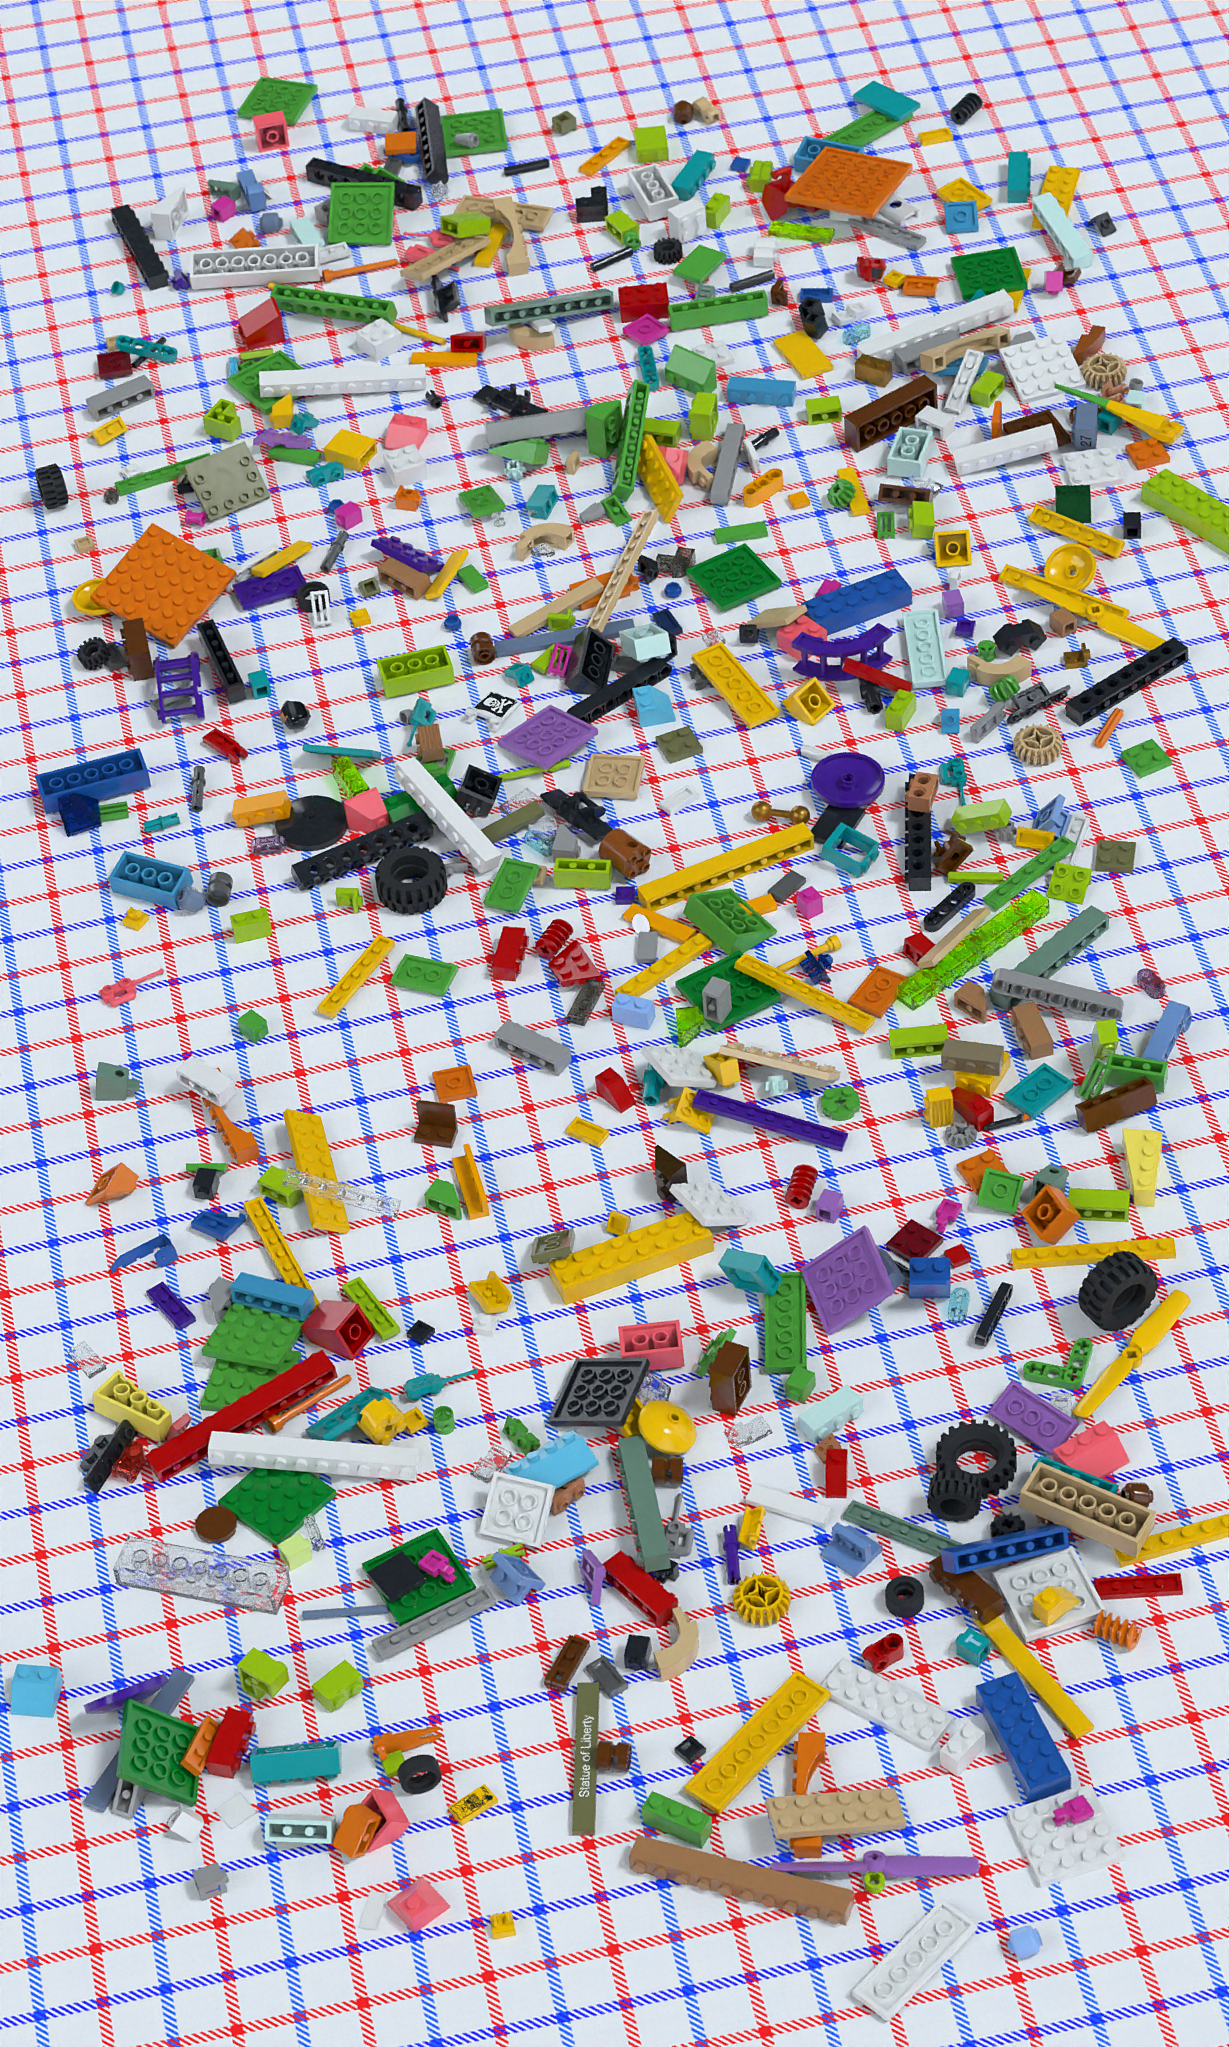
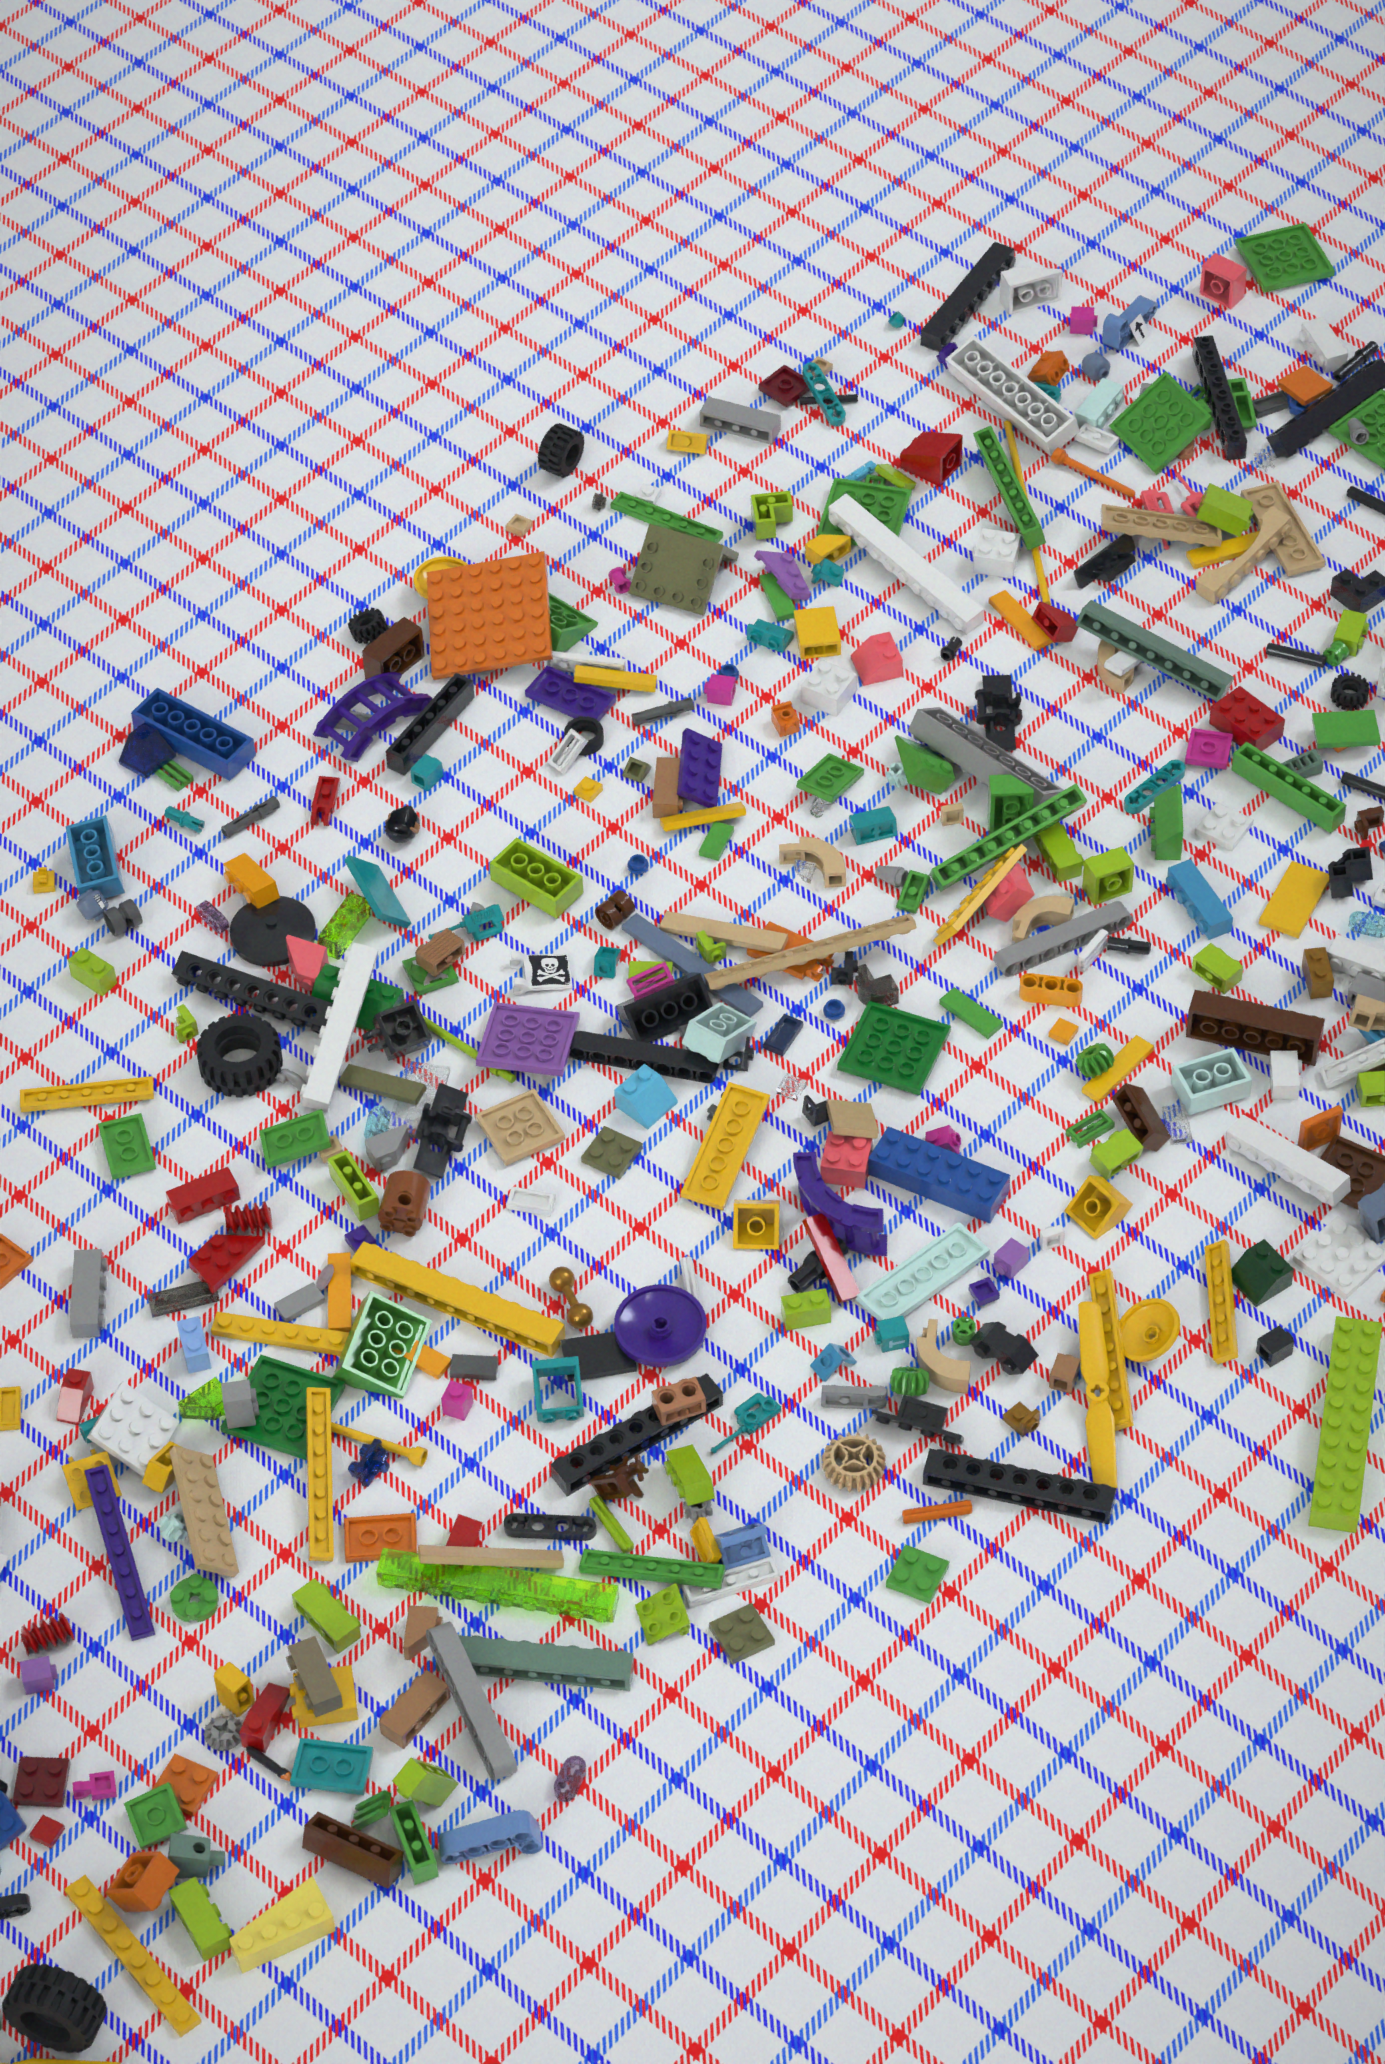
camera: 50 degrees right, 5 degrees up
(229, 189) = (1110, 301): sand green slope -> none

